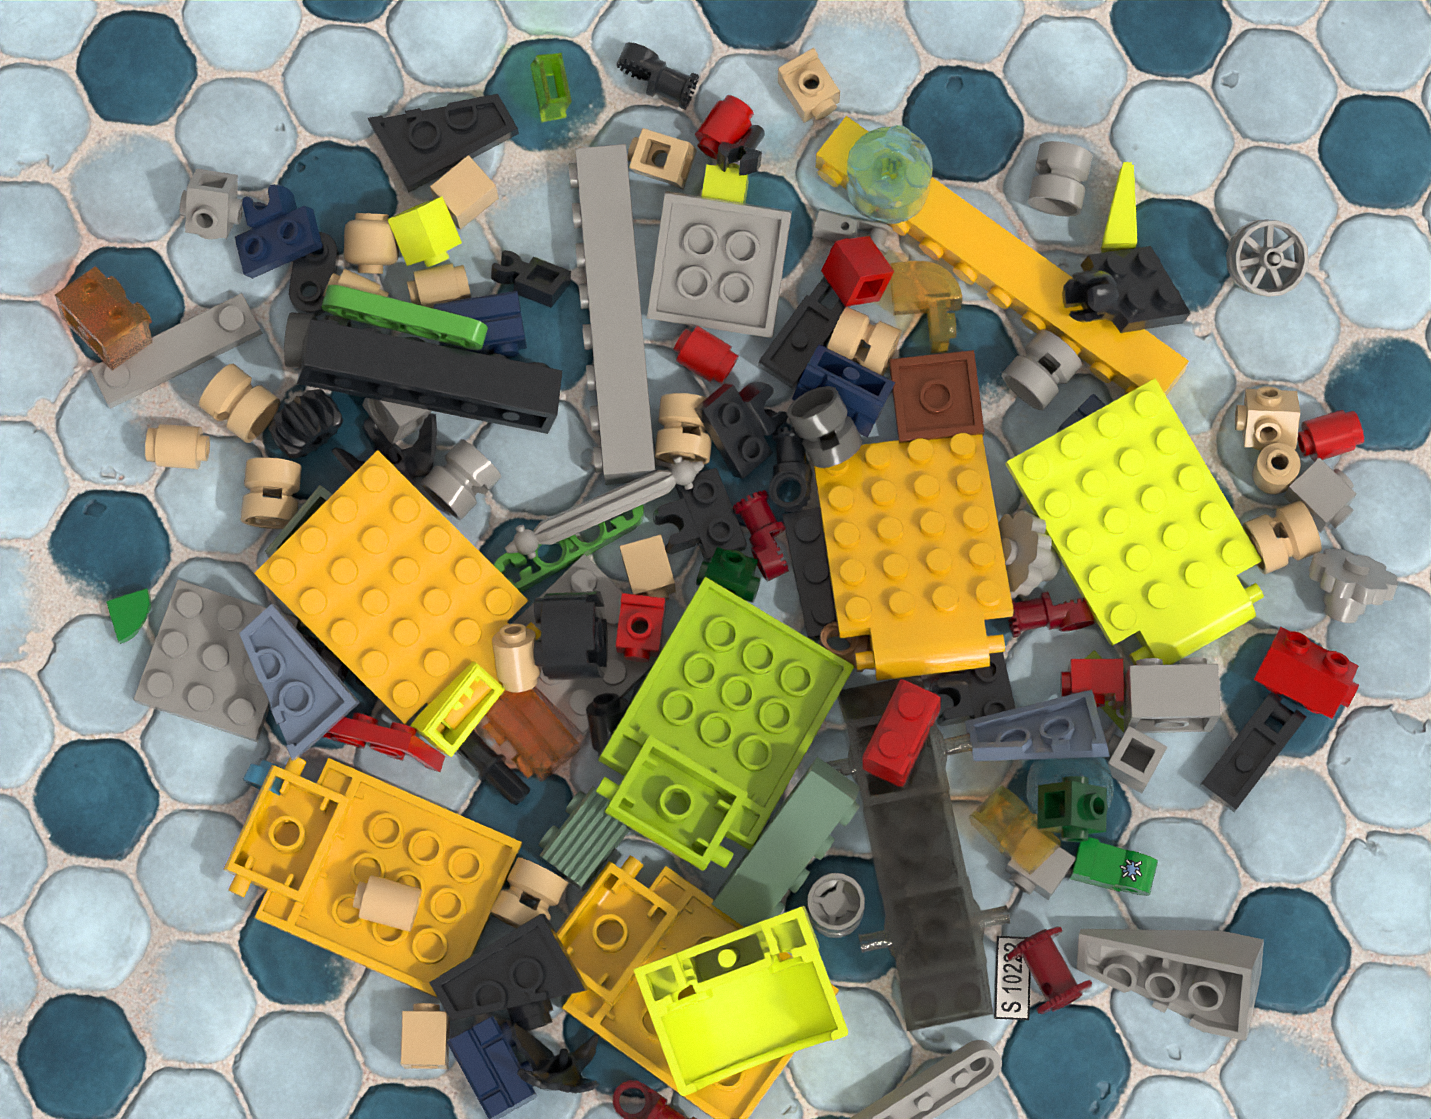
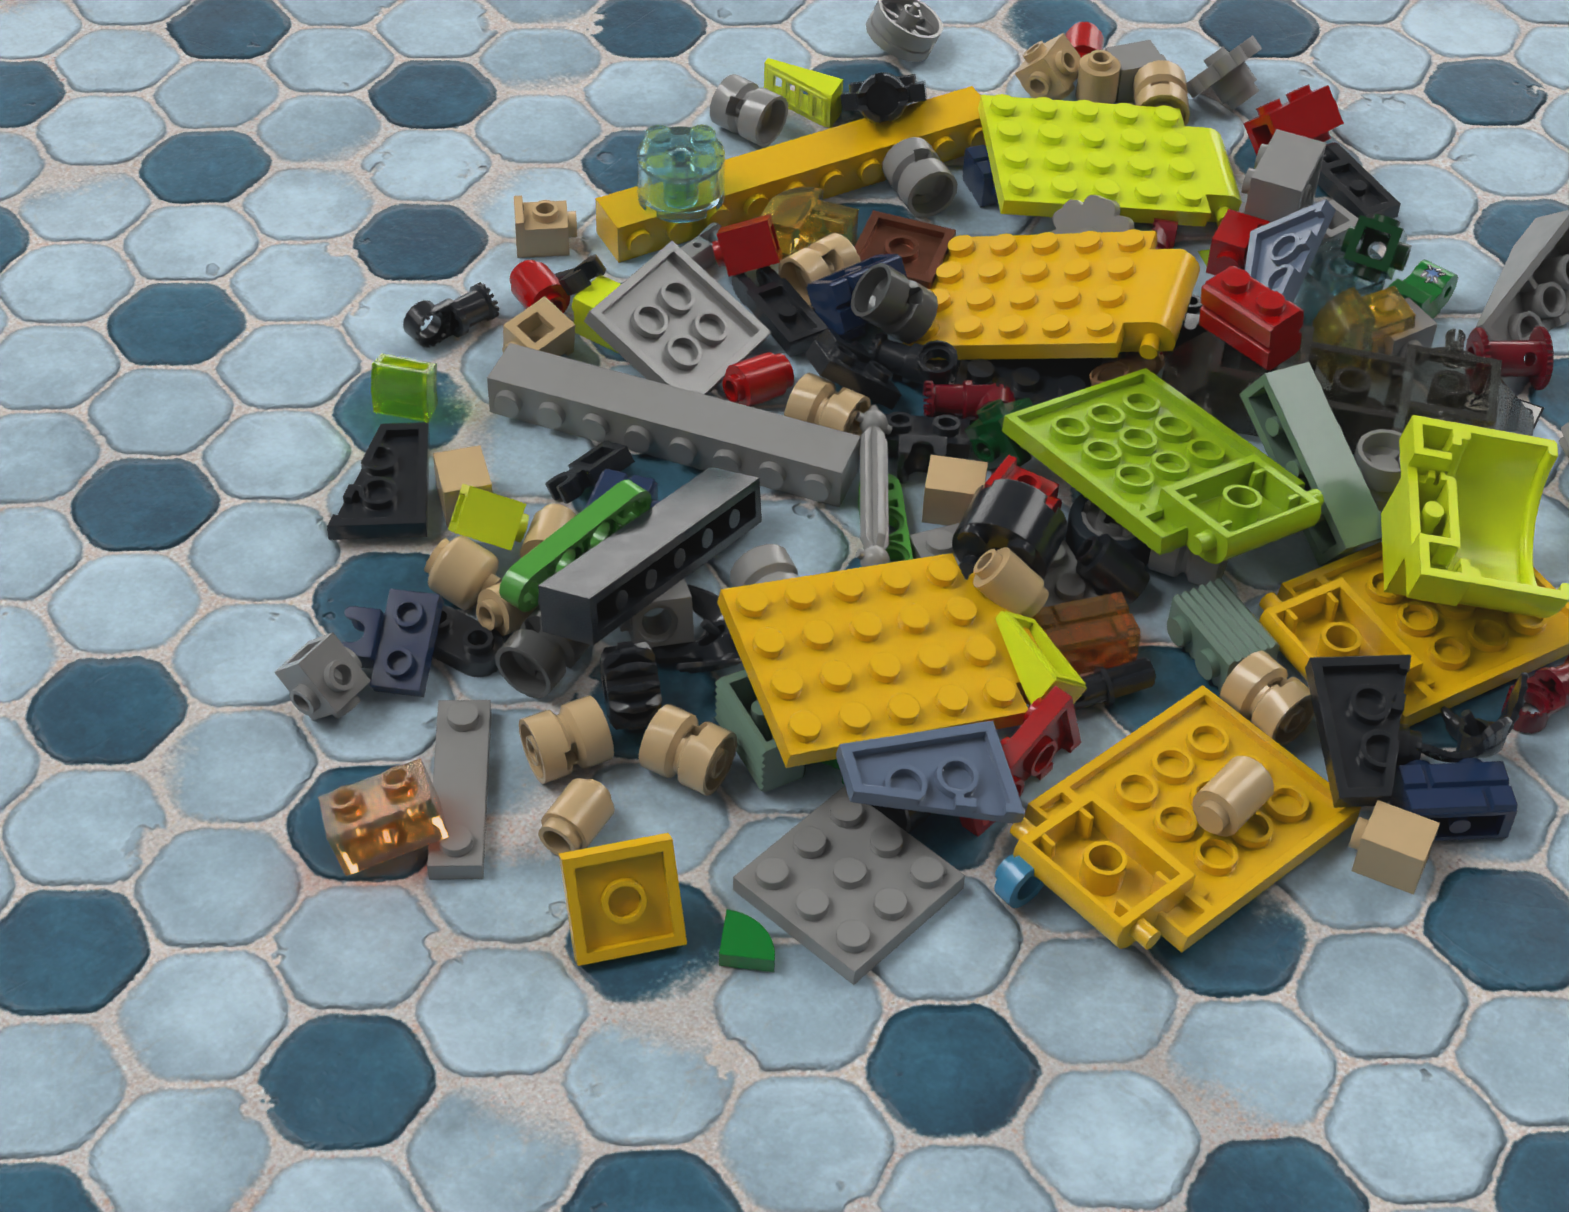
camera: 70 degrees left, 30 degrees down
(106, 515) = (623, 898): none -> yellow tile

